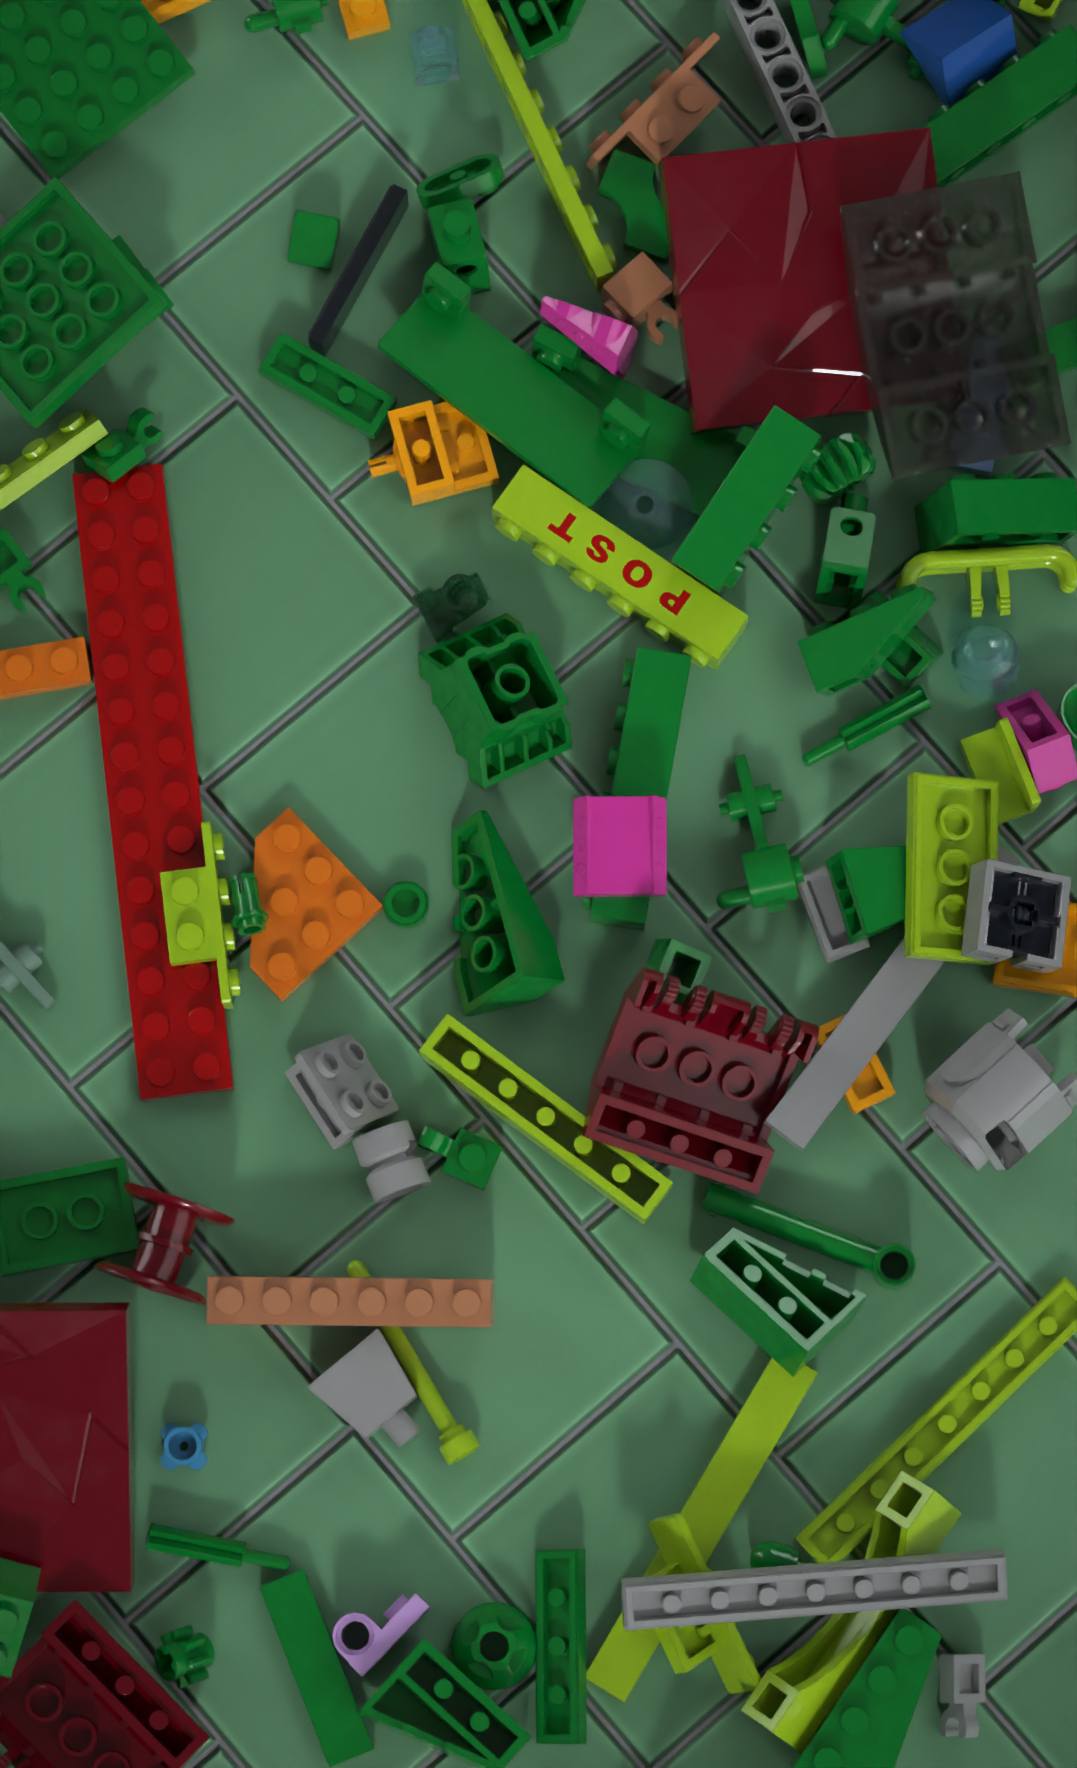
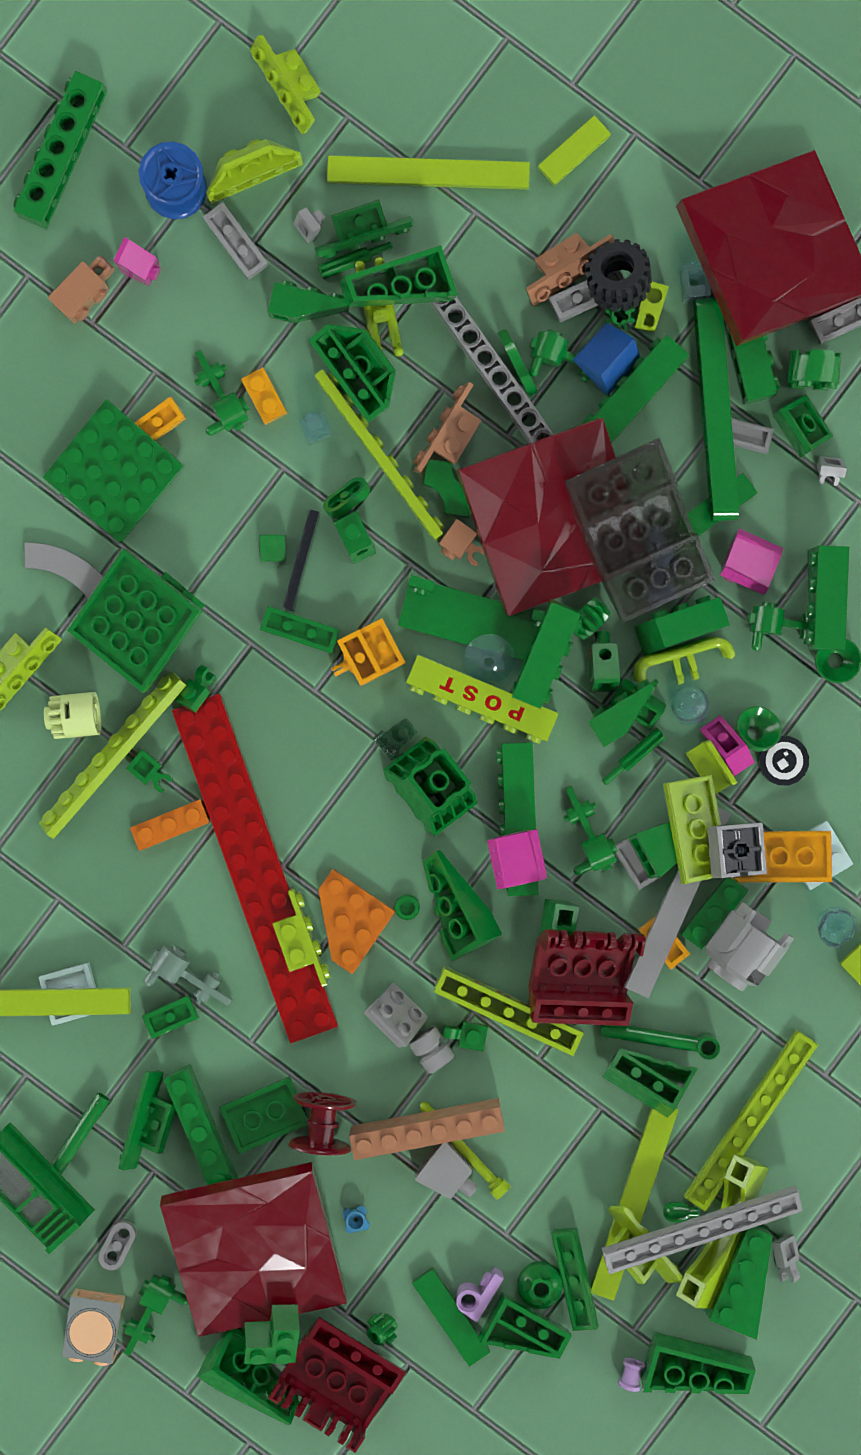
camera: 15 degrees left, 10 degrees up
(210, 1548) = (381, 1268): green axle -> none
(249, 915) = (323, 929): green pin -> none
(512, 392) = (402, 615): green bracket -> none
(600, 336) = (441, 572): dark pink slope -> none
(954, 1026) = (714, 912): none -> green plate

